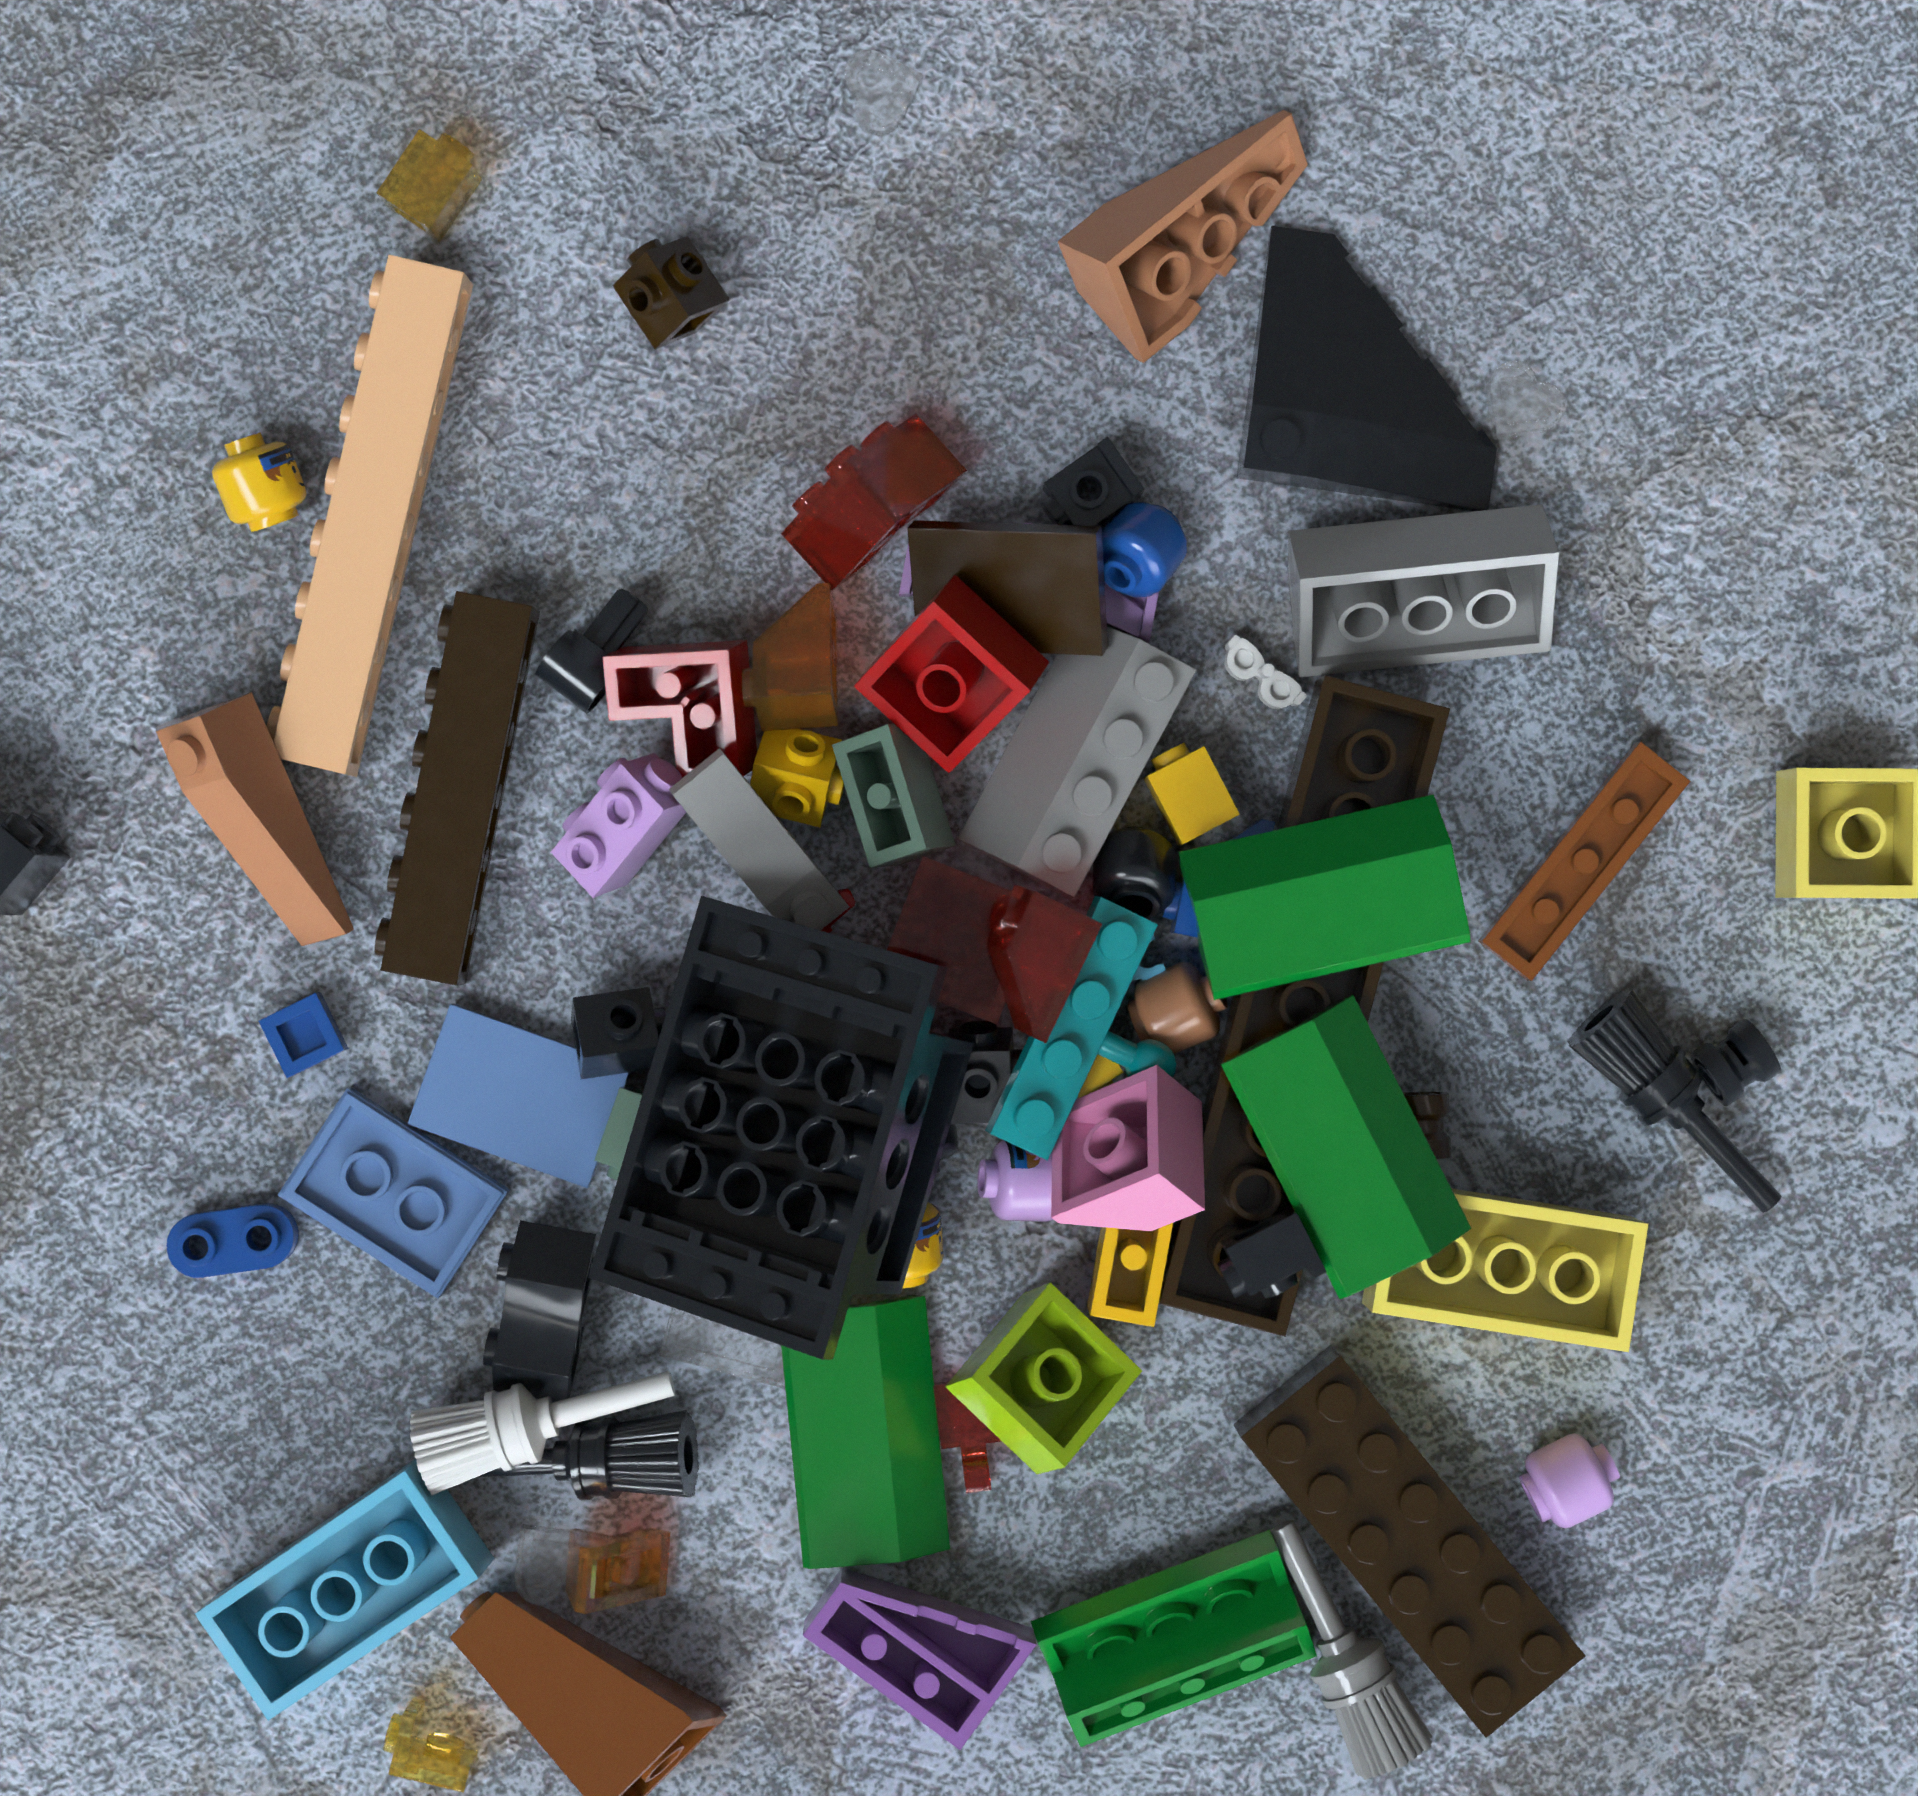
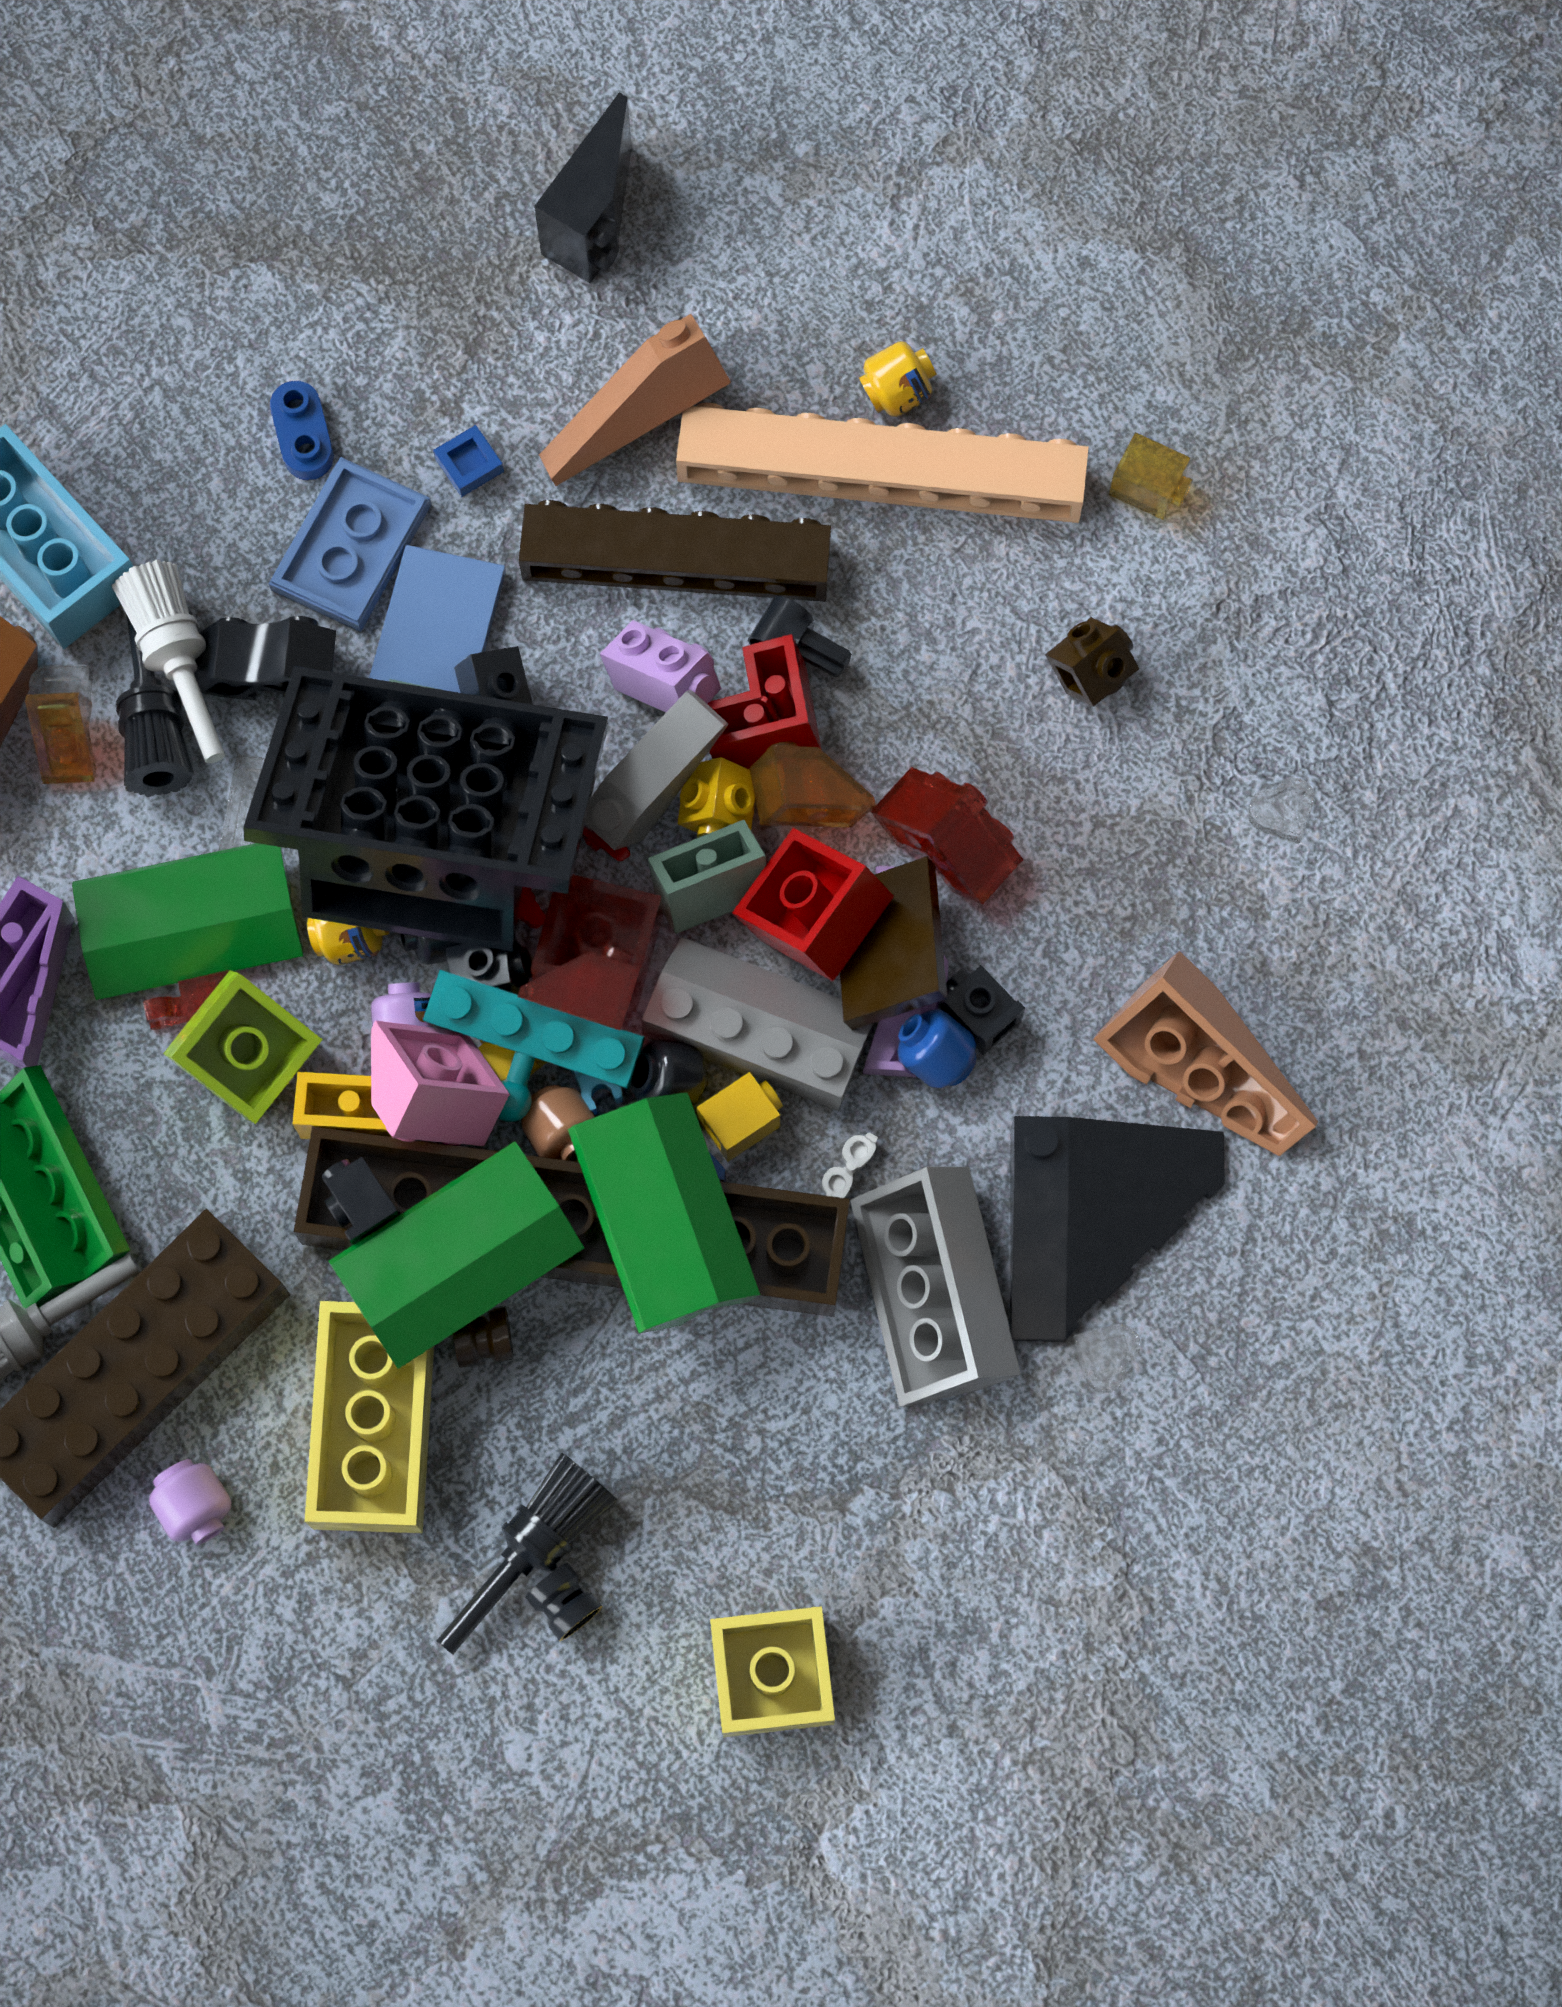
camera: 80 degrees right, 15 degrees down
(1584, 861) = (723, 1452): dark orange plate -> none

